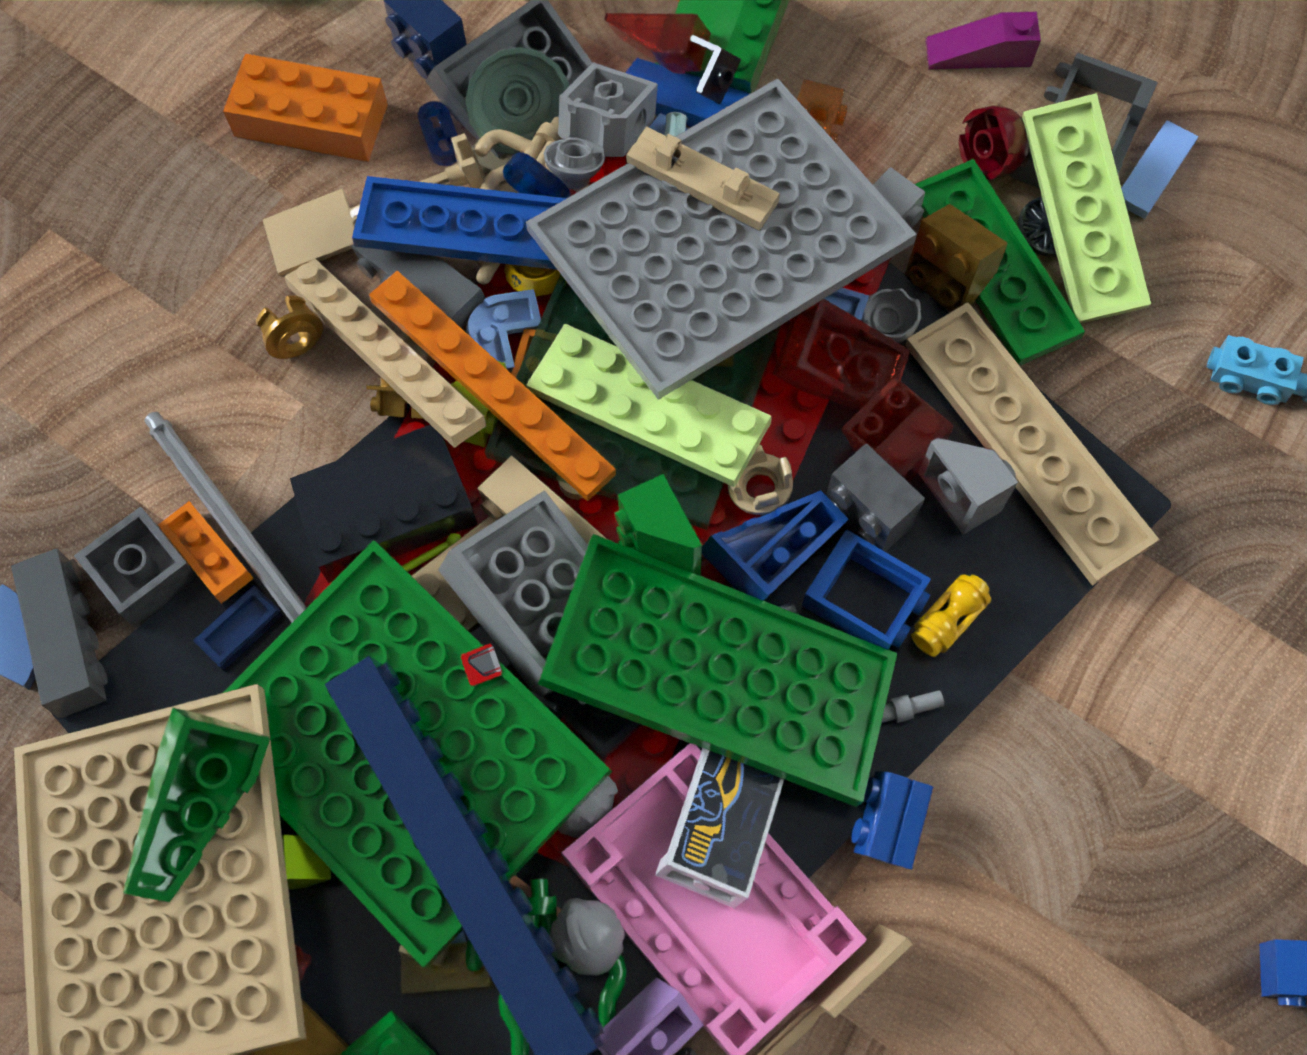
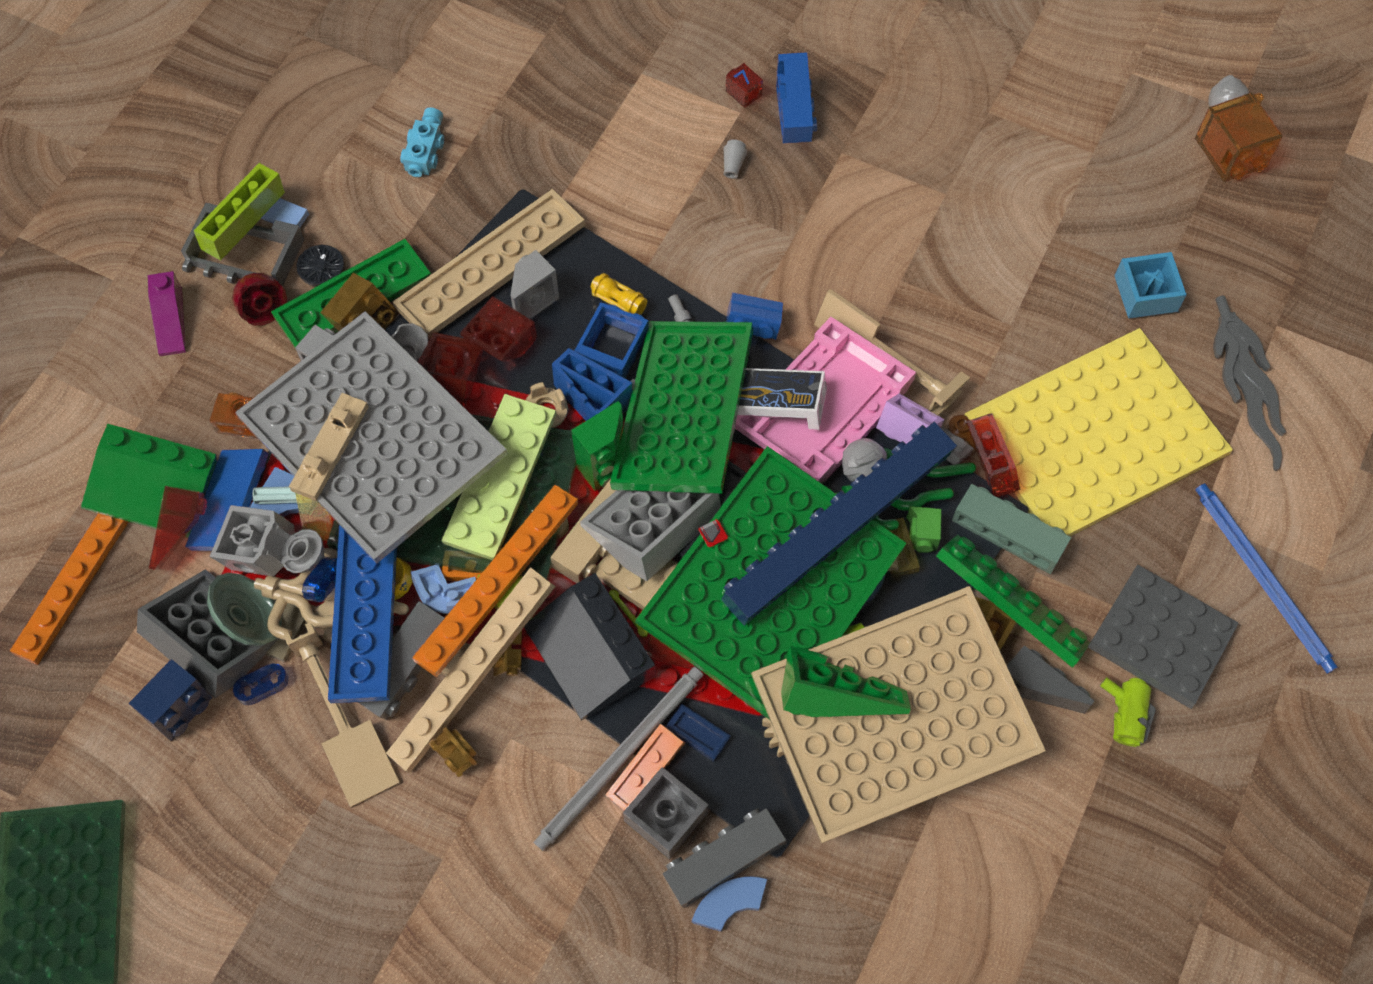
camera: 100 degrees left, 5 degrees down
(306, 107) = (243, 789): orange brick -> none
(464, 1017) = (924, 528): none -> bright green window
(718, 73) = (215, 466): black bracket -> none
(874, 498) = (550, 337): flat silver brick -> none
(1086, 209) = (312, 237): yellowish green plate -> none
(1139, 118) = (239, 211): none -> lime brick
(1221, 846) = (734, 155): none -> light grey cone

